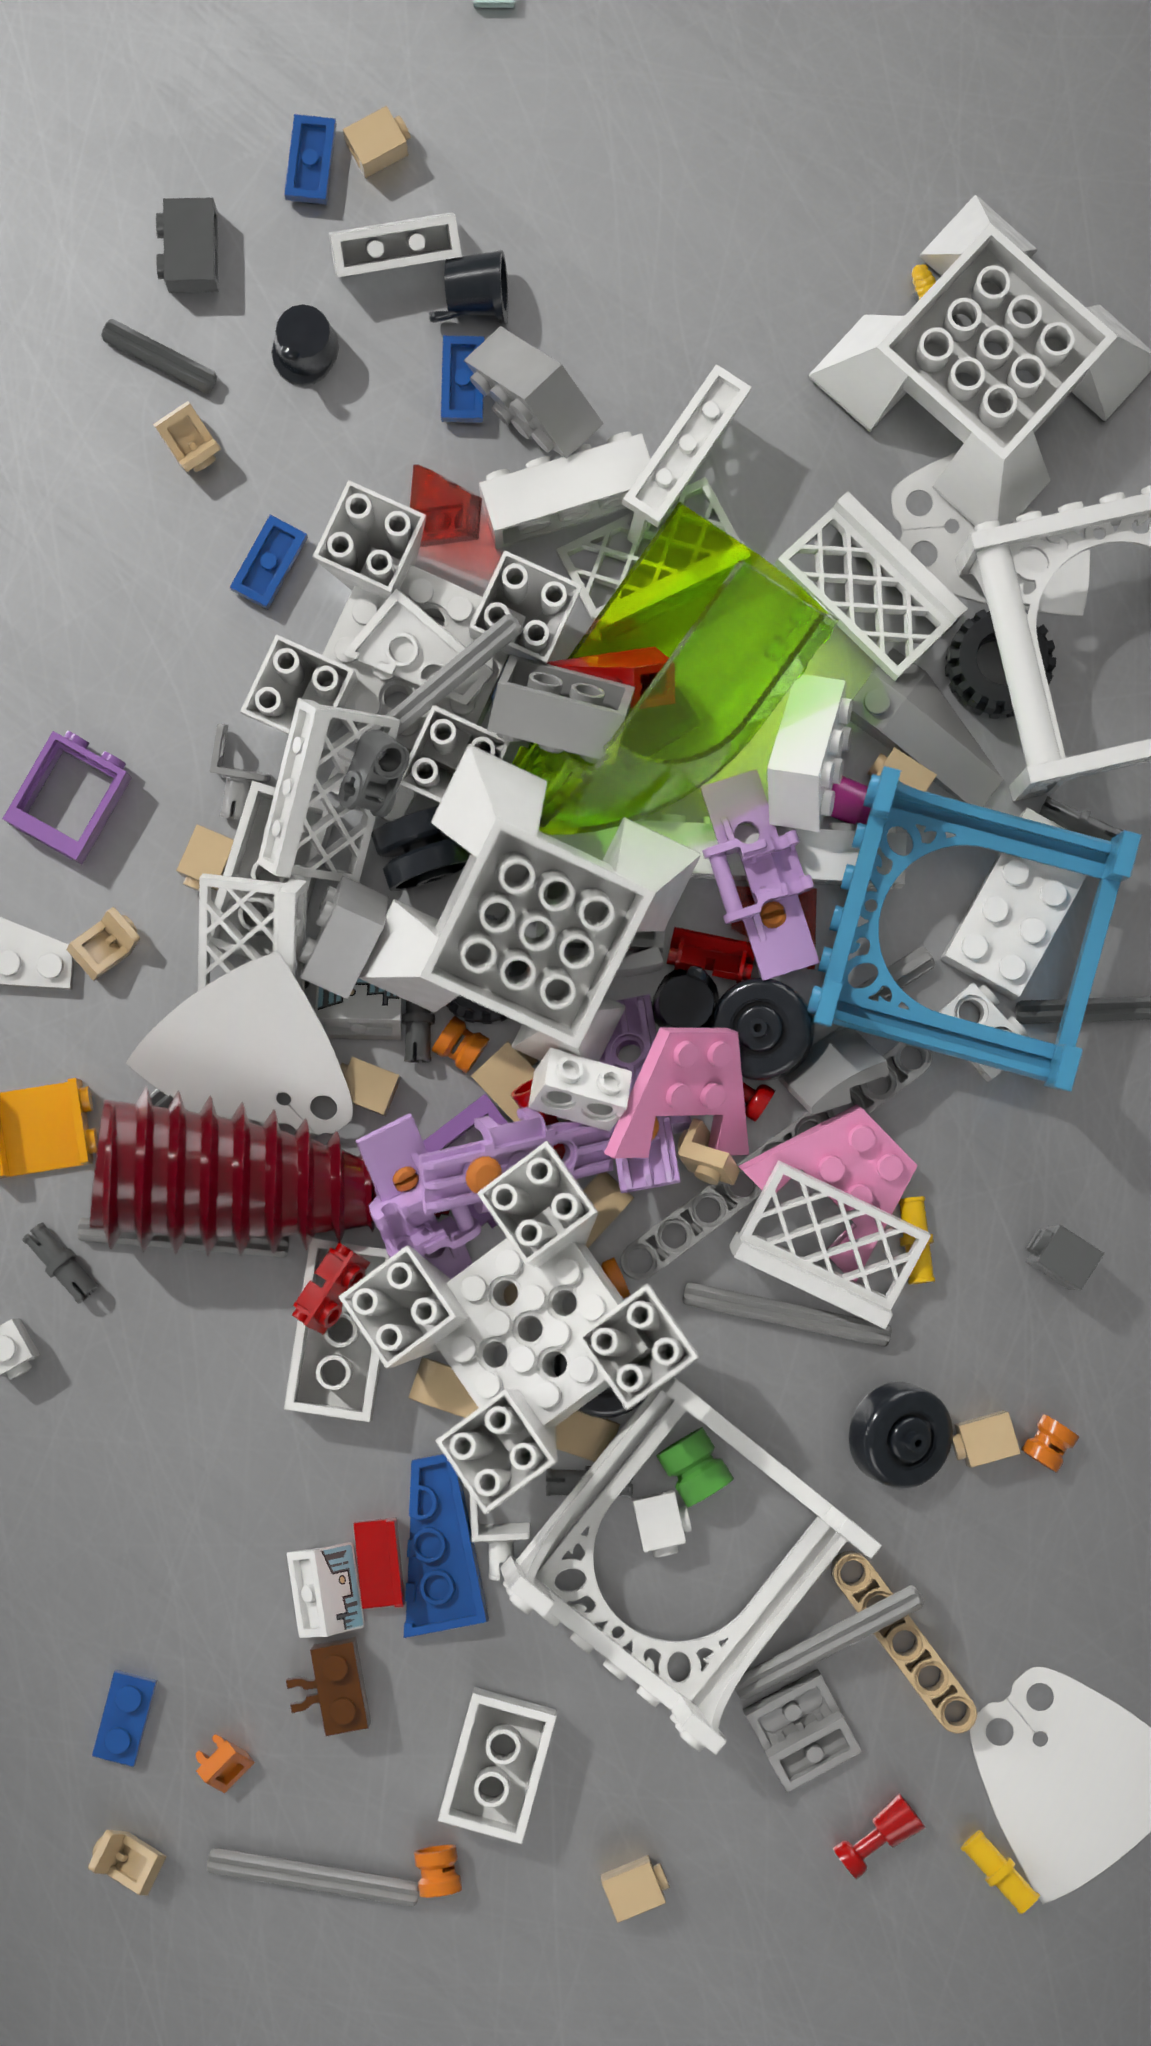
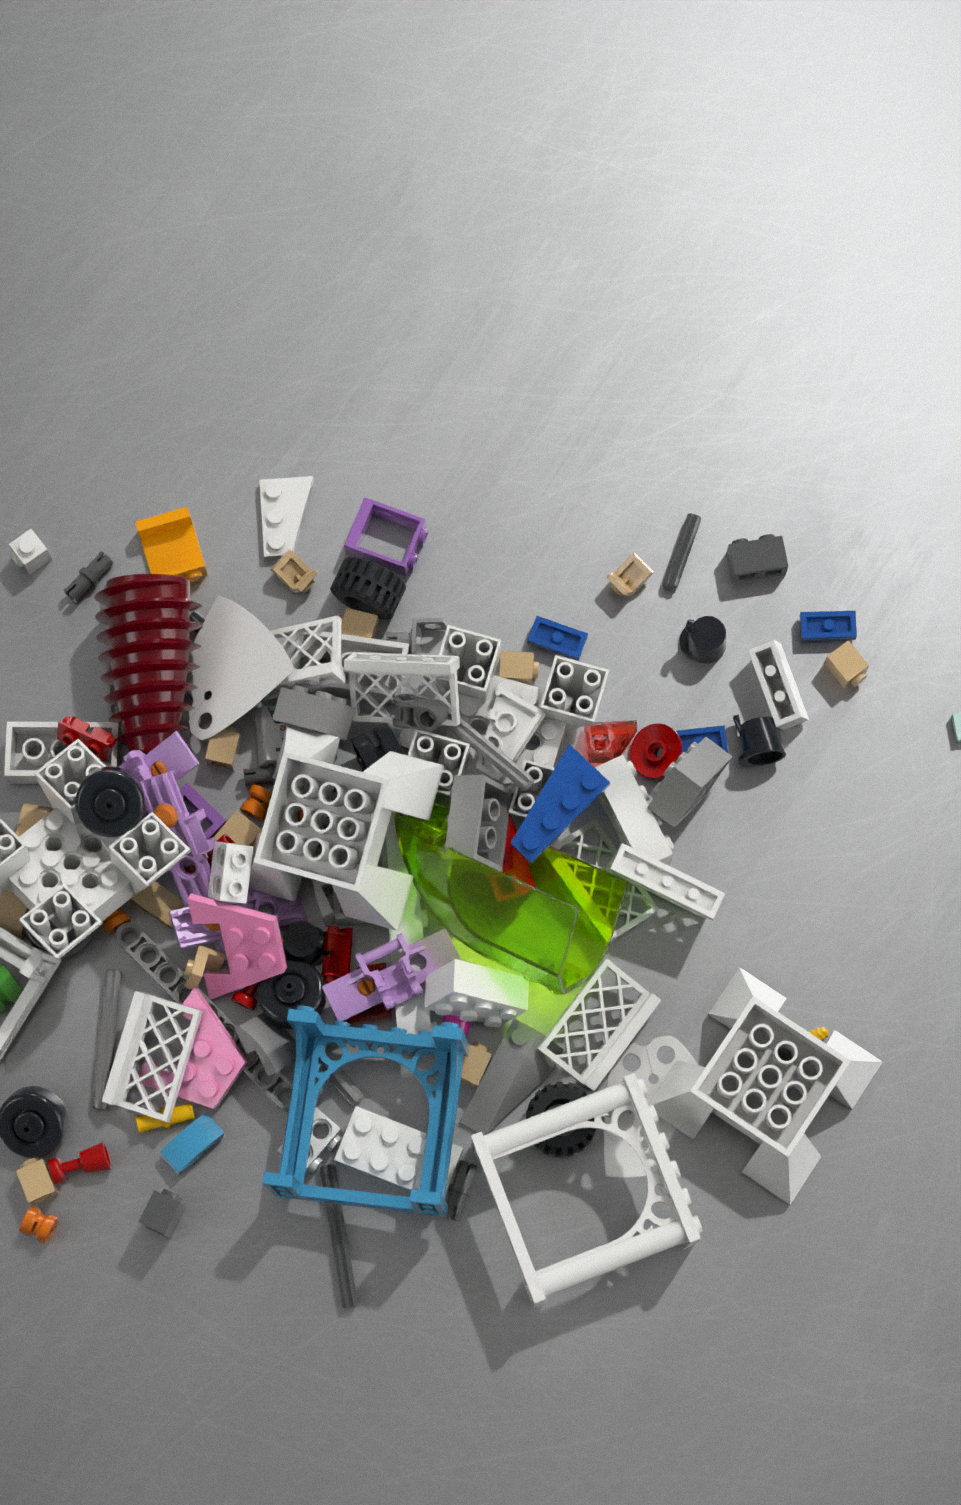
camera: 85 degrees right, 10 degrees down
(152, 831) = (368, 587): none -> black tyre
(310, 622) = (518, 666): none -> tan brick
(454, 1254) = (110, 801): none -> black wheel
(462, 461) = (645, 749): none -> red dish
(542, 574) = (562, 800): none -> blue wing
(960, 1204) = (191, 1143): none -> dark azure slope
(965, 1355) = (91, 1160): none -> red piece

